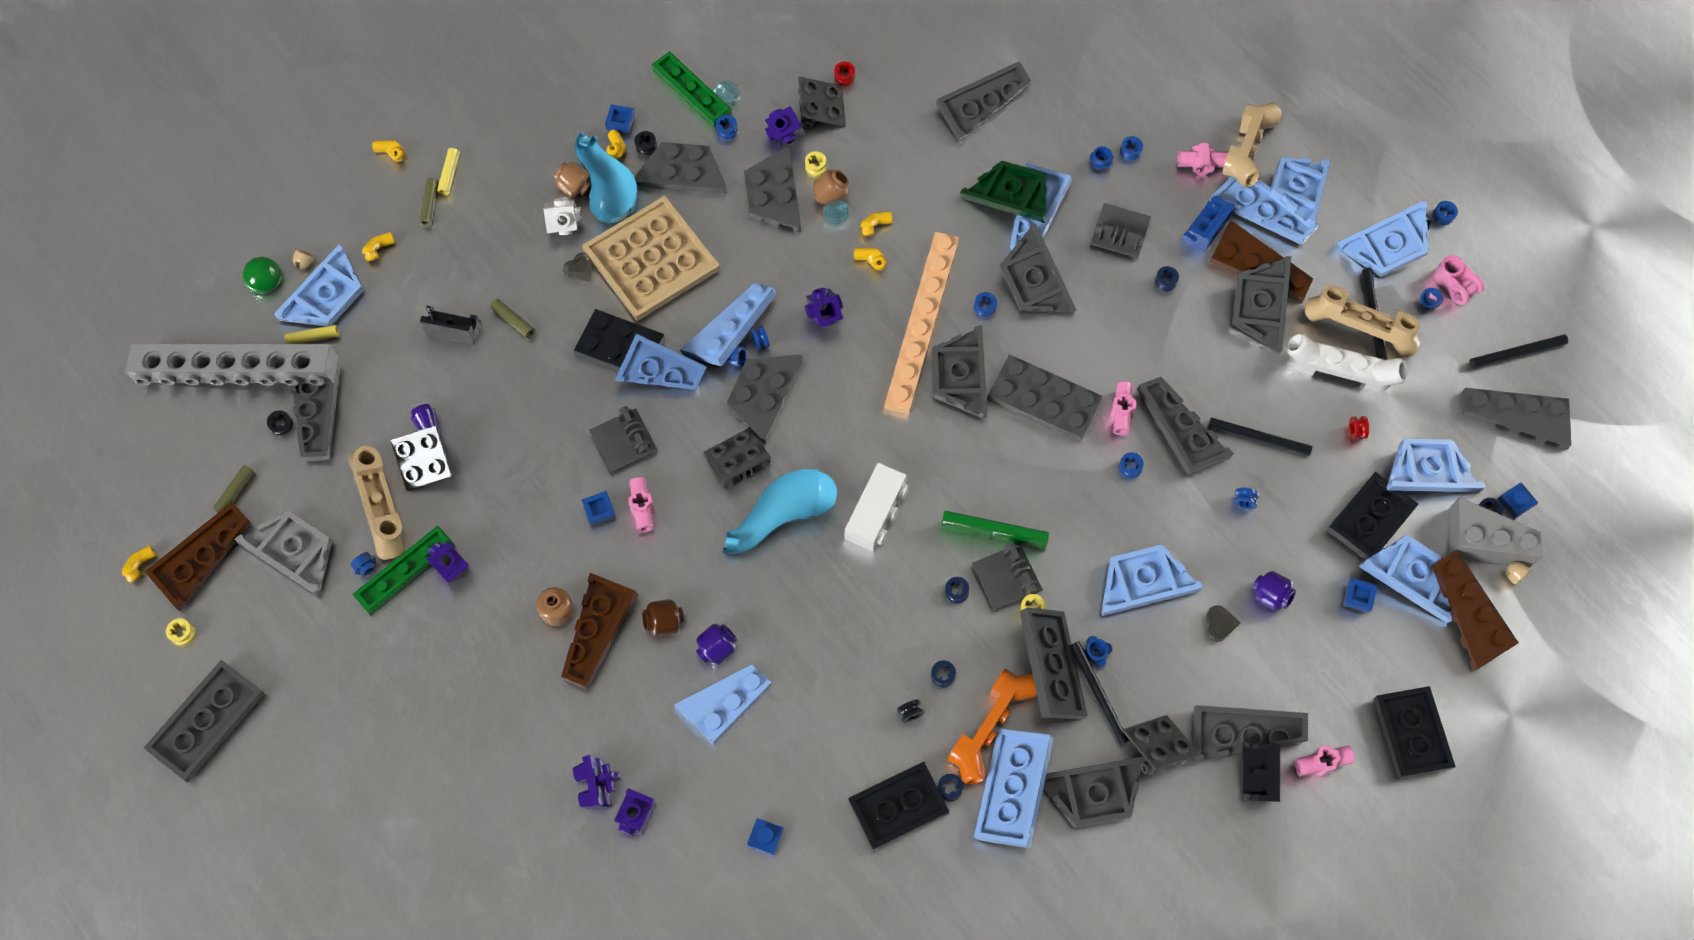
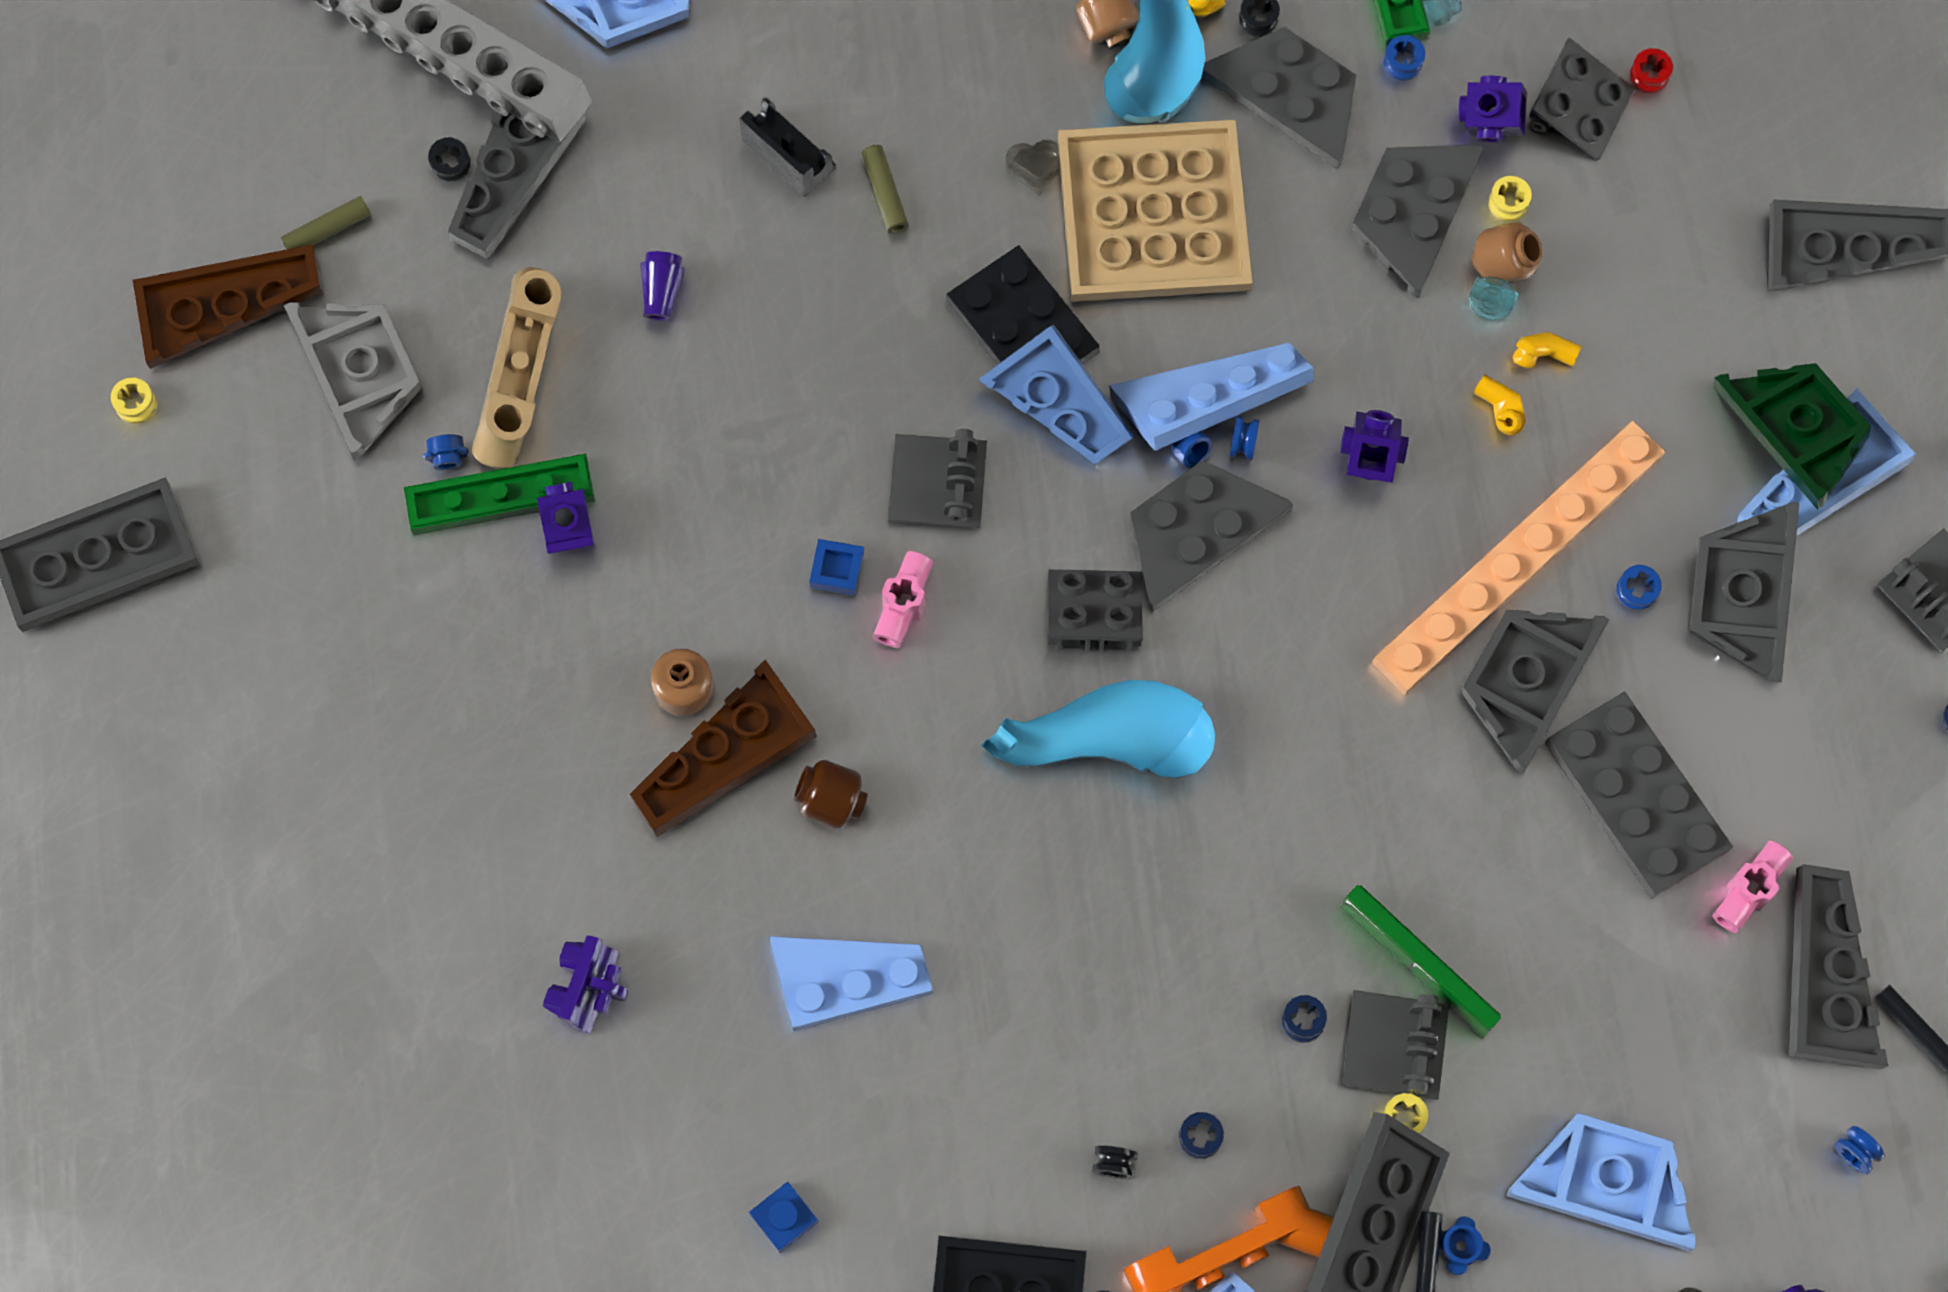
camera: 30 degrees right, 5 degrees up
(134, 561) = (130, 254): yellow arm -> none
(312, 335) = (572, 46): light yellow piece -> none
(421, 457) = (621, 335): hinge -> none
(554, 216) = (1054, 66): white brick -> none
(637, 824) = (633, 1066): dark purple brick -> none
(716, 643) = (886, 882): dark purple head -> none
(876, 507) = (1259, 815): white brick -> none
(1131, 457) = (1716, 974): blue bush -> none

